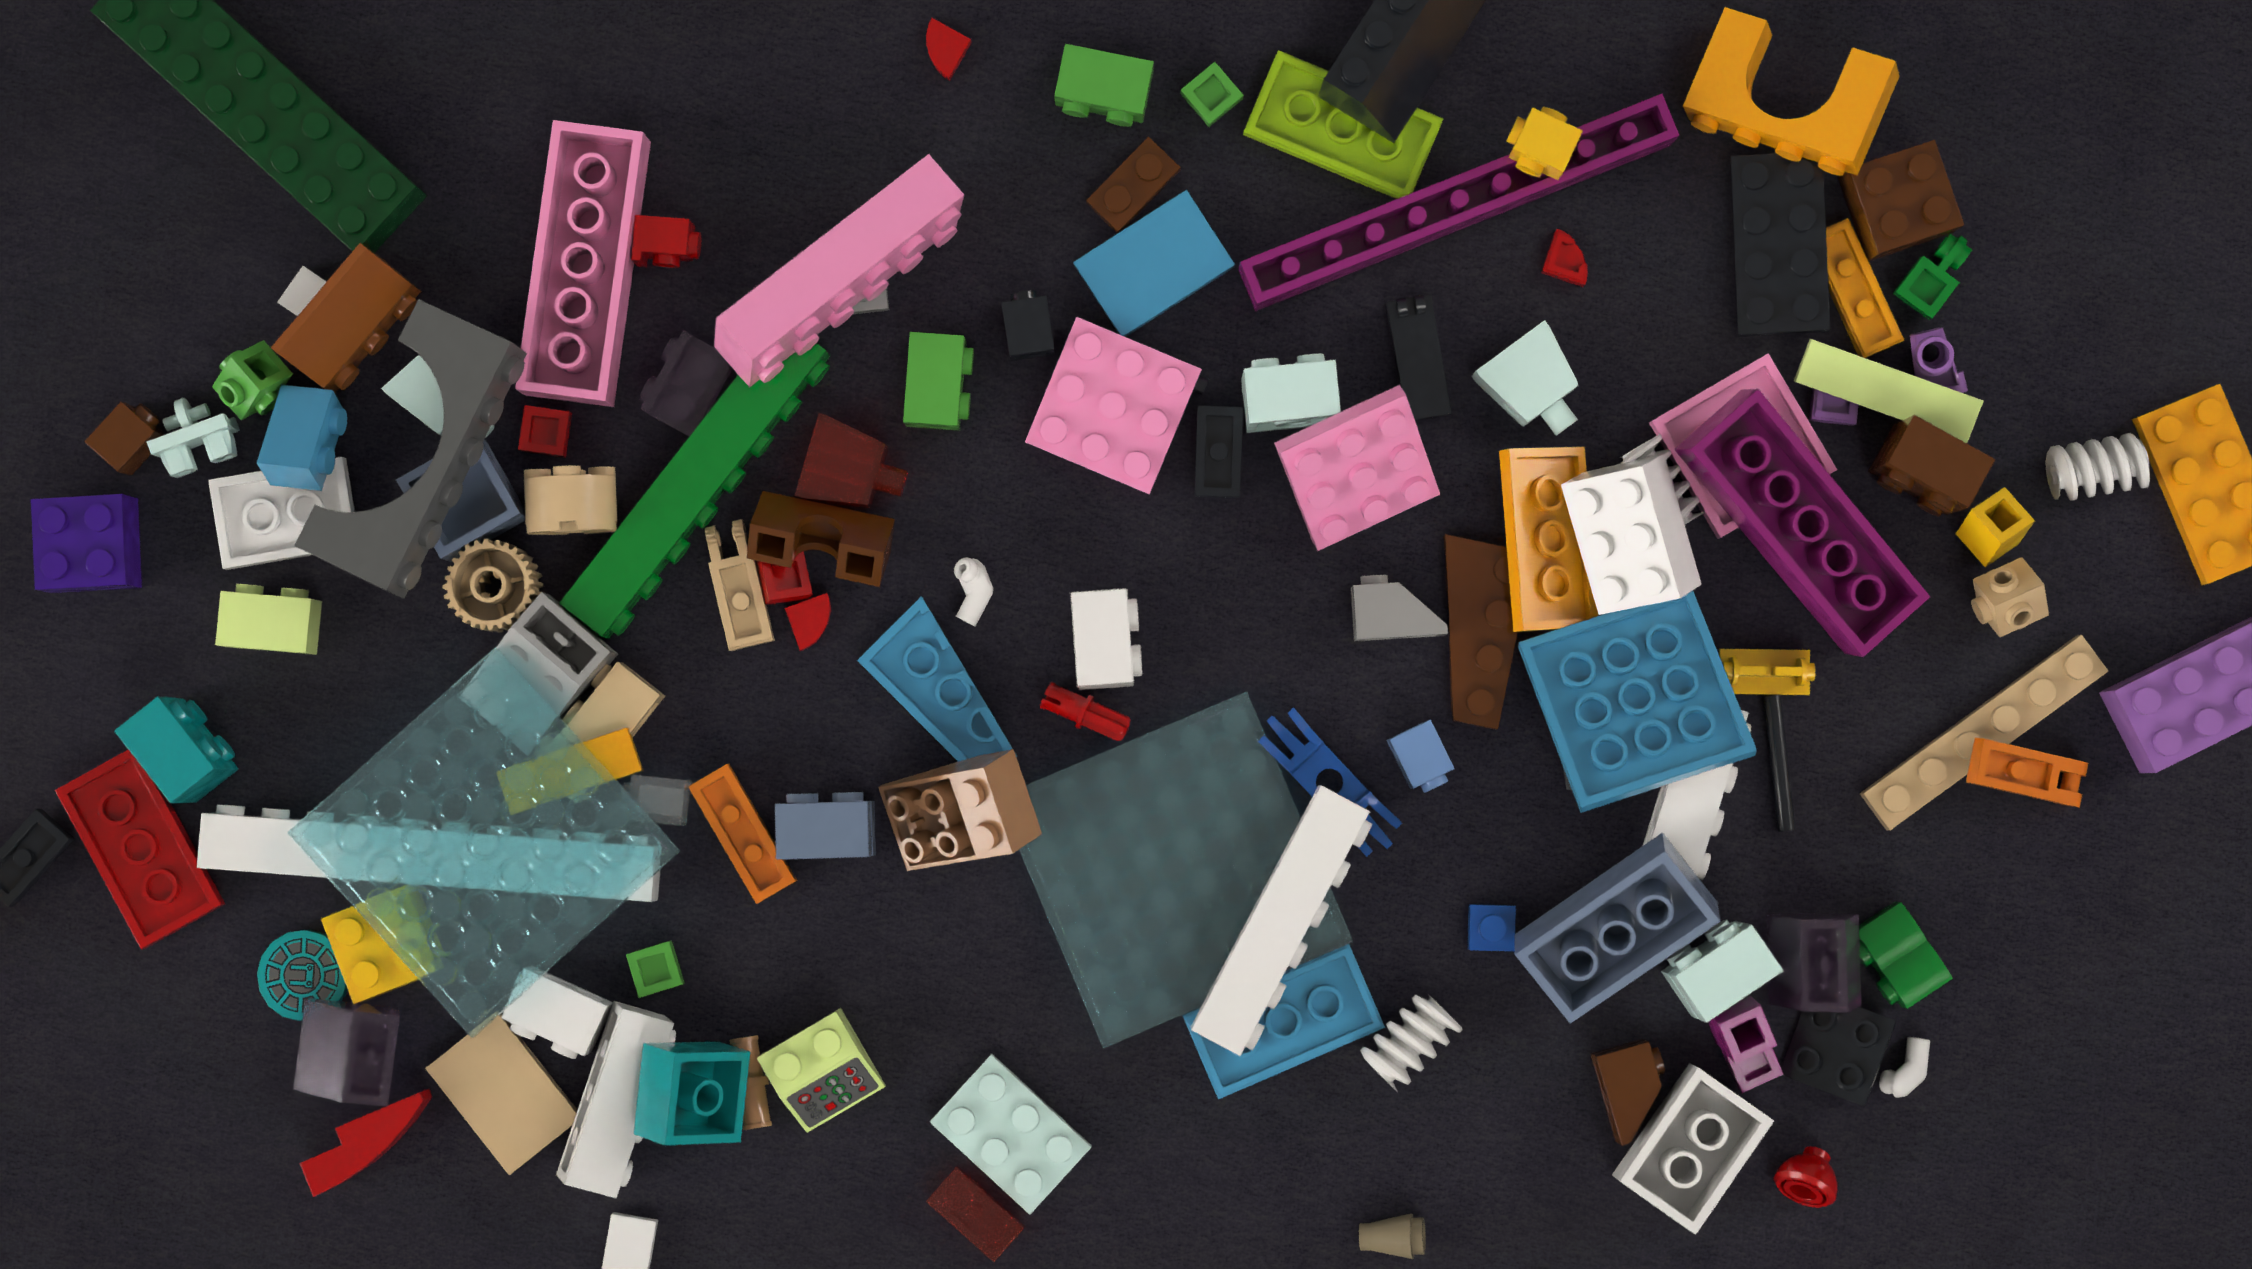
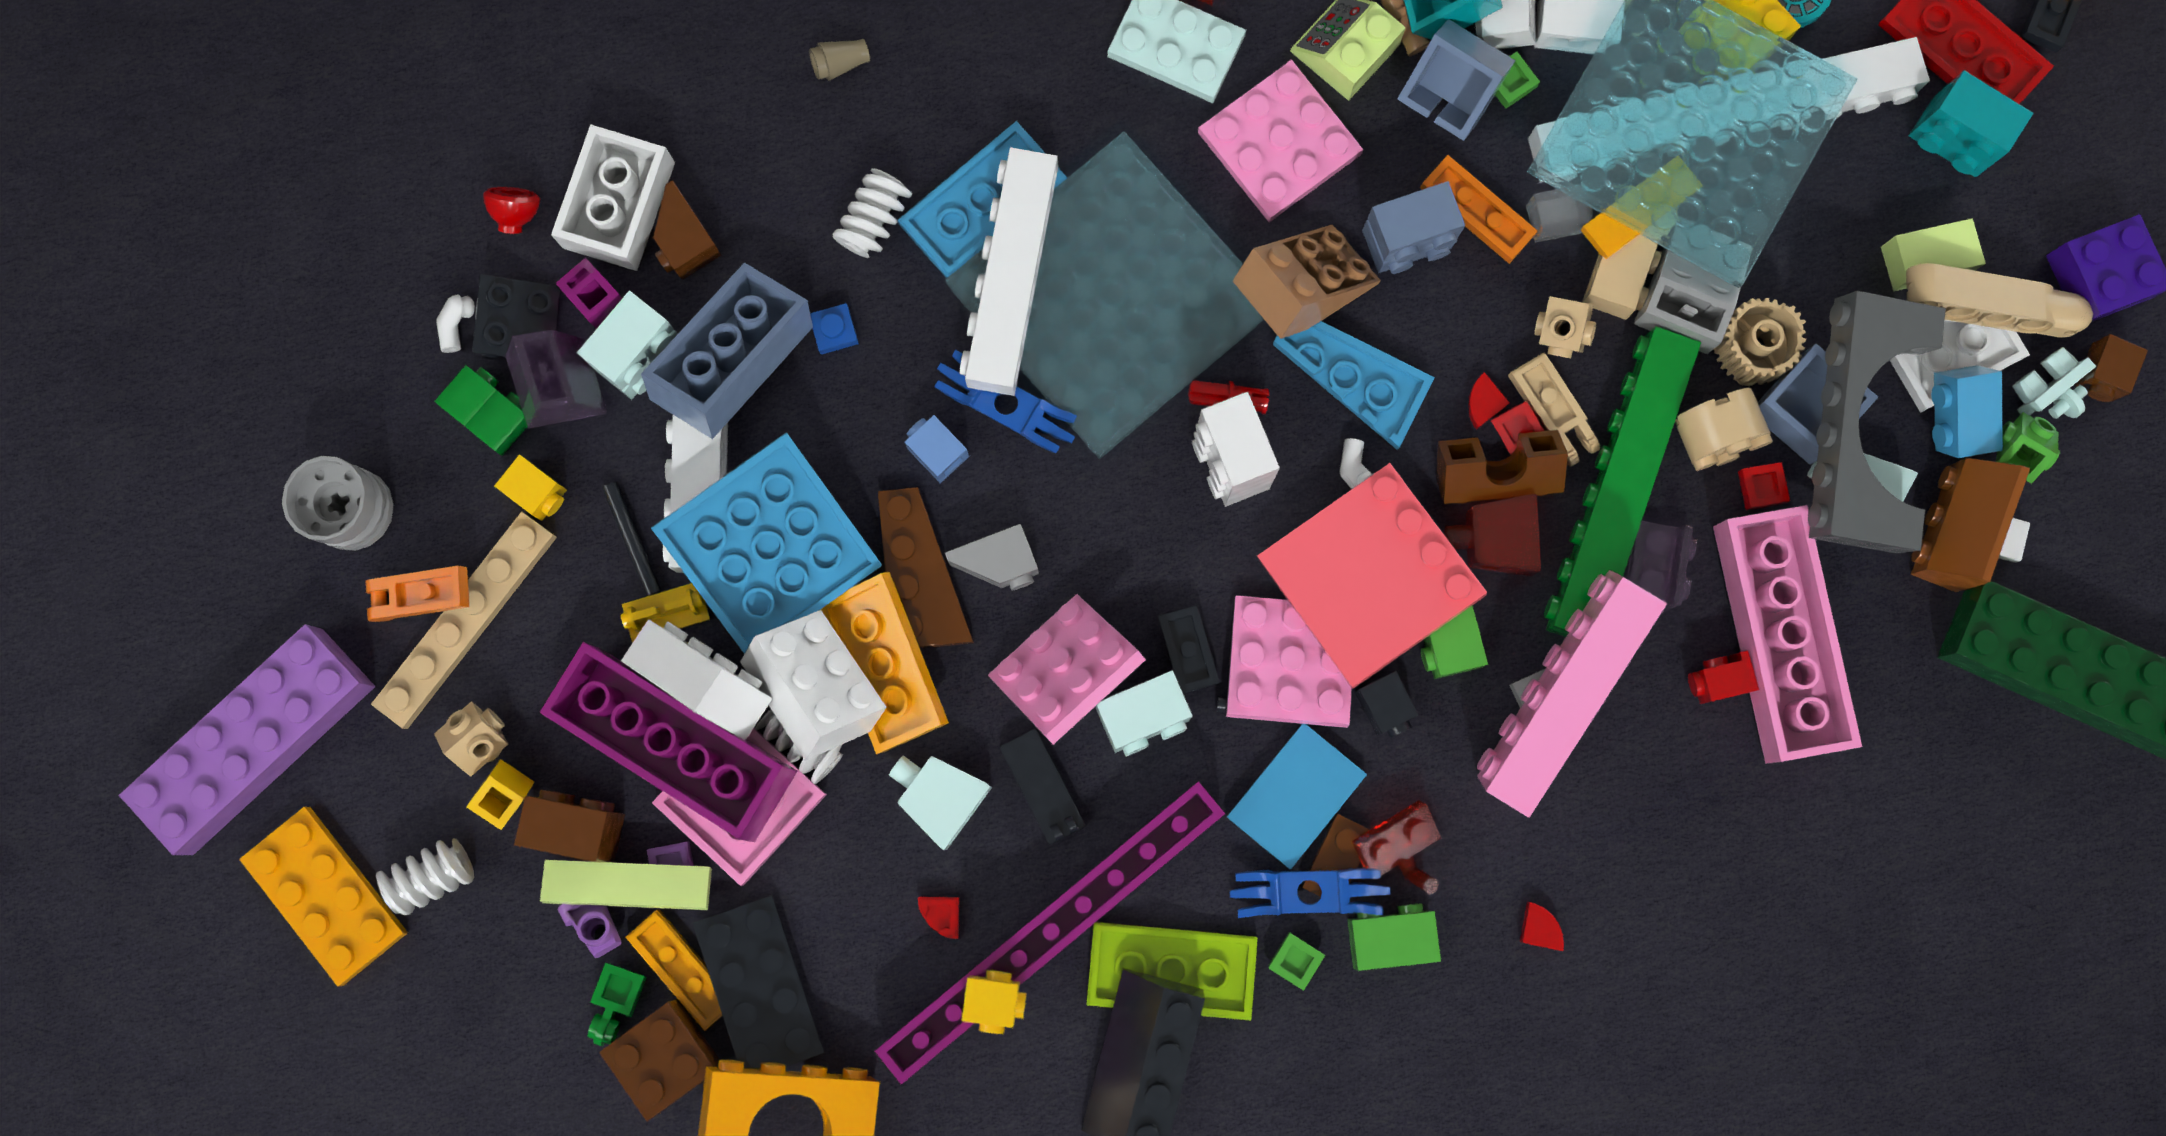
camera: 160 degrees right, 5 degrees down
(227, 544) = (1998, 300): none -> tan piece
(685, 678) = (1550, 323): none -> tan brick
(710, 991) = (1460, 71): none -> sand blue piece
(932, 983) = (1280, 140): none -> bright pink plate
(1001, 464) = (1371, 575): none -> coral plate
(1067, 180) = (1396, 843): none -> clear red plate
(1202, 161) = (1334, 887): none -> blue piece
(1752, 576) = (696, 679): none -> white brick
(1872, 850) = (531, 488): none -> yellow brick
(2111, 901) = (319, 496): none -> light grey wheel

